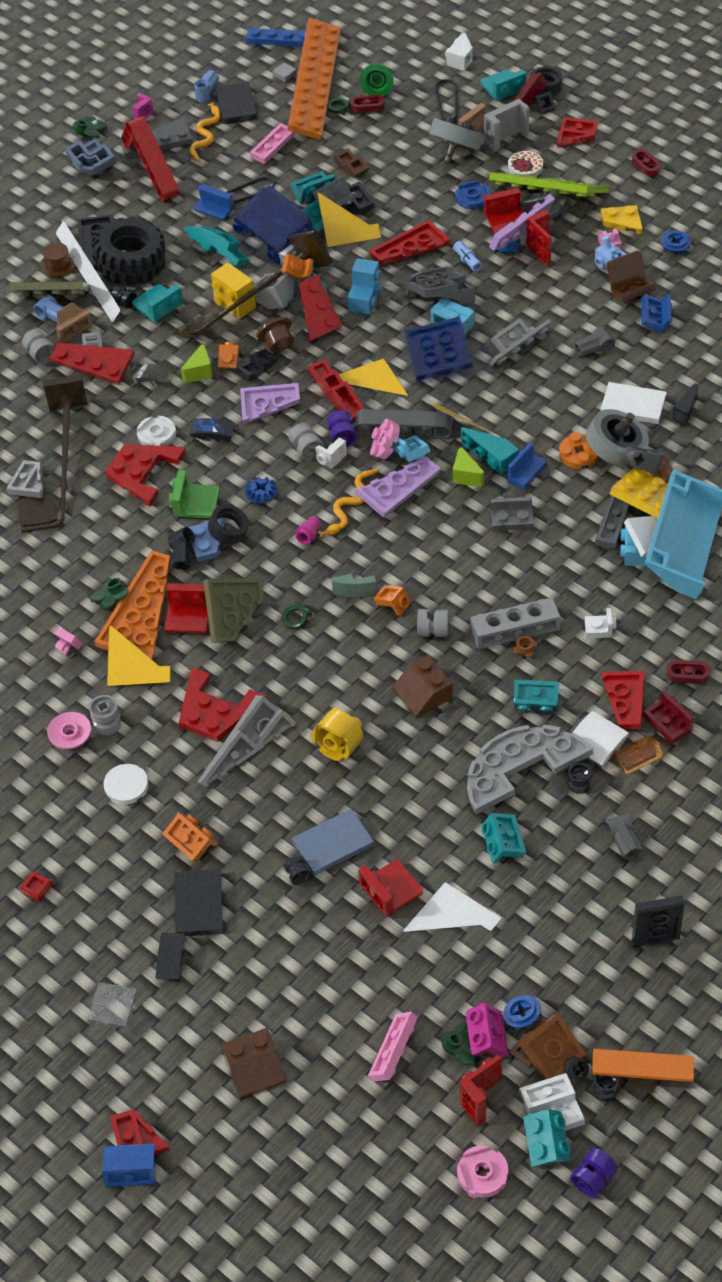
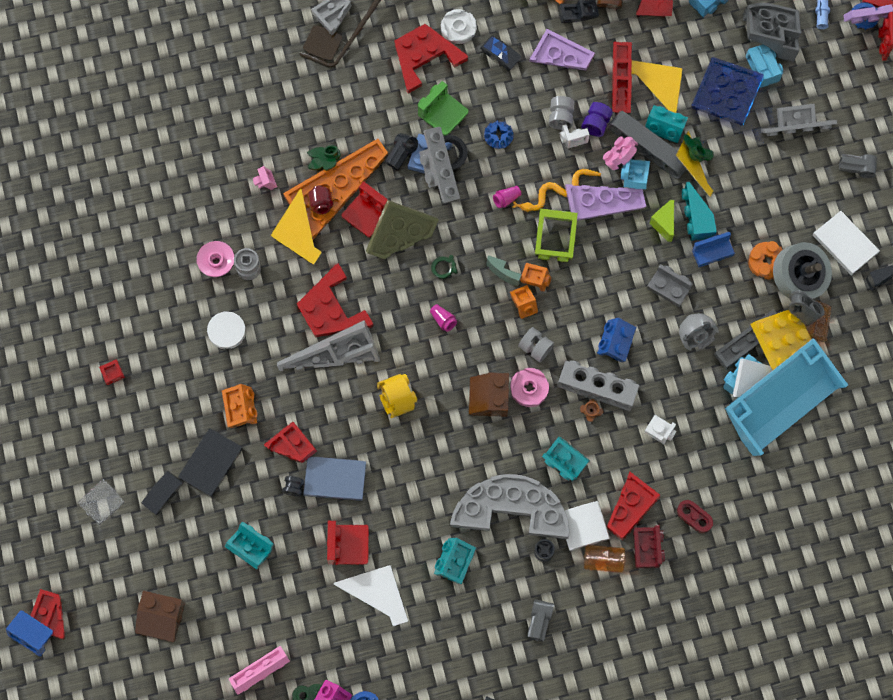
camera: 30 degrees right, 20 degrees up
(137, 621) = (320, 200): none -> dark red head
(226, 537) = (438, 166): none -> light grey bracket
(268, 836) = (291, 444): none -> red wing
(296, 944) = (250, 545): none -> teal bracket
(329, 653) = (443, 318): none -> dark pink cone
(369, 514) = (561, 216): none -> lime window
(387, 571) = (536, 276): none -> orange bracket
(409, 400) = (666, 123): none -> teal bracket
(450, 403) = (696, 150): none -> dark green plate
(463, 654) = (531, 398): none -> bright pink plate
(500, 580) = (616, 339): none -> blue bracket
(567, 531) = (697, 331): none -> light grey cylinder

